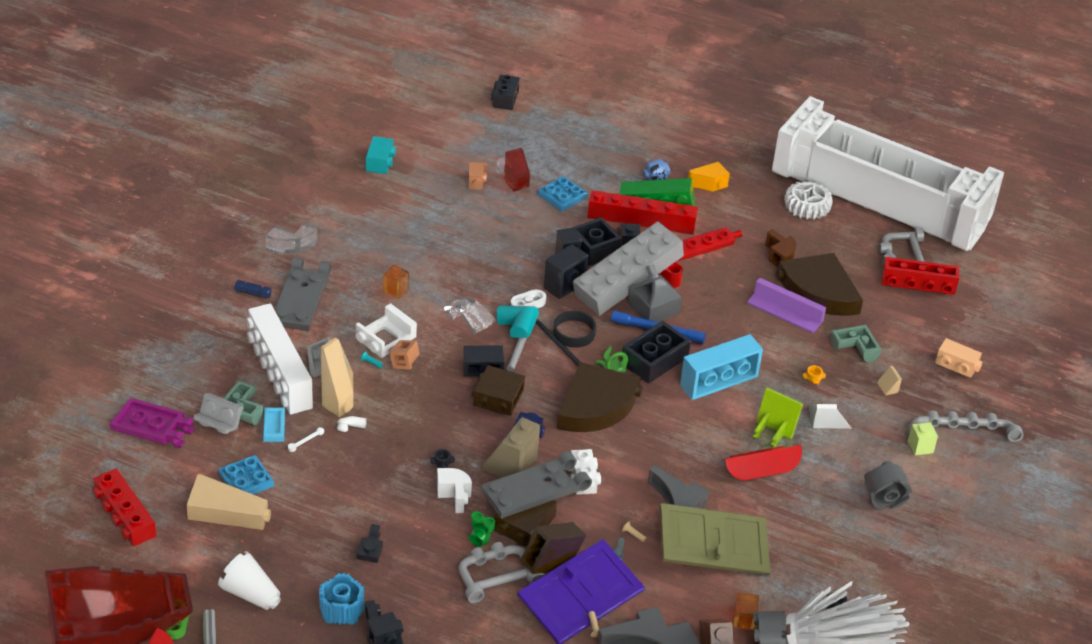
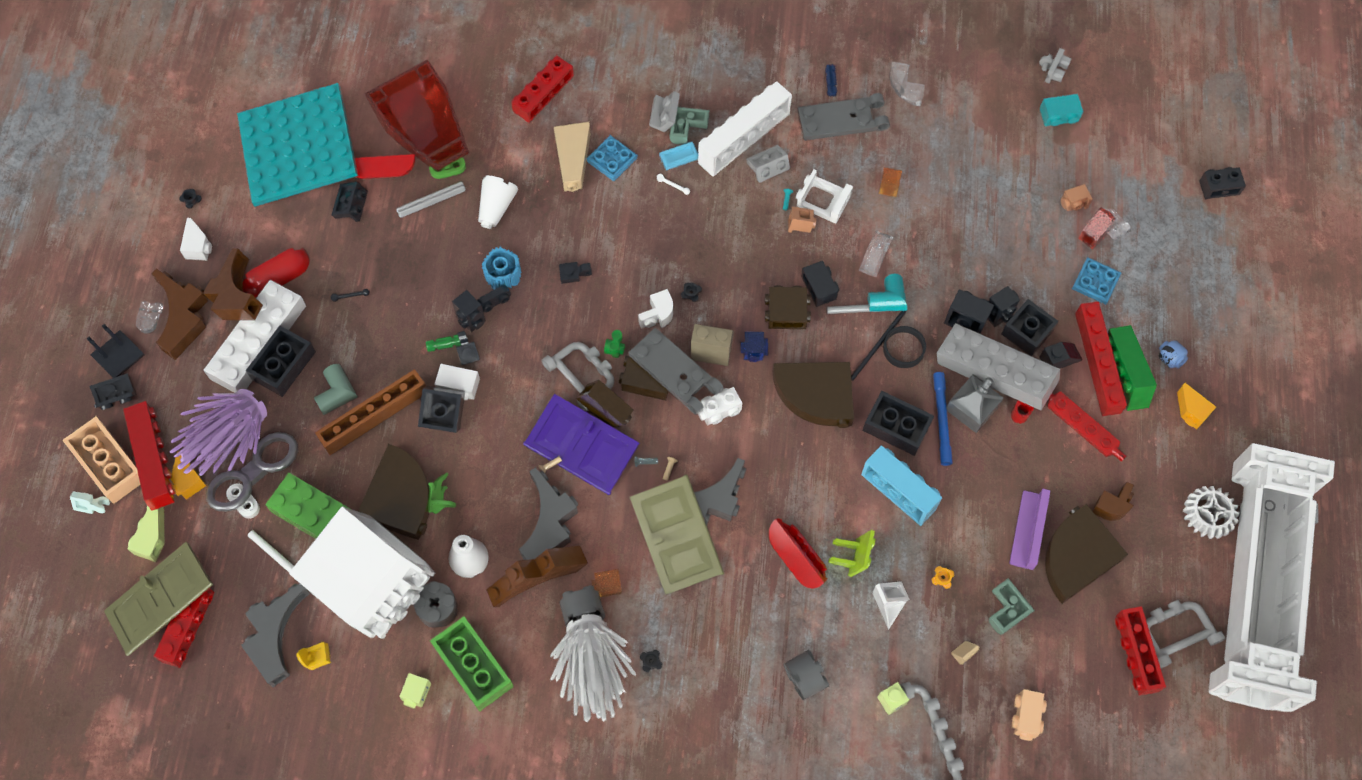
camera: 75 degrees right, 25 degrees up
(152, 422) = (642, 70): magenta tile -> none
(330, 144) = (1048, 63): none -> light grey hips
(336, 379) = (730, 179): tan wedge -> none
(343, 423) = (705, 208): white arm -> none
(531, 298) = (923, 296): white plate -> none
(615, 364) = (868, 394): bright green piece -> none

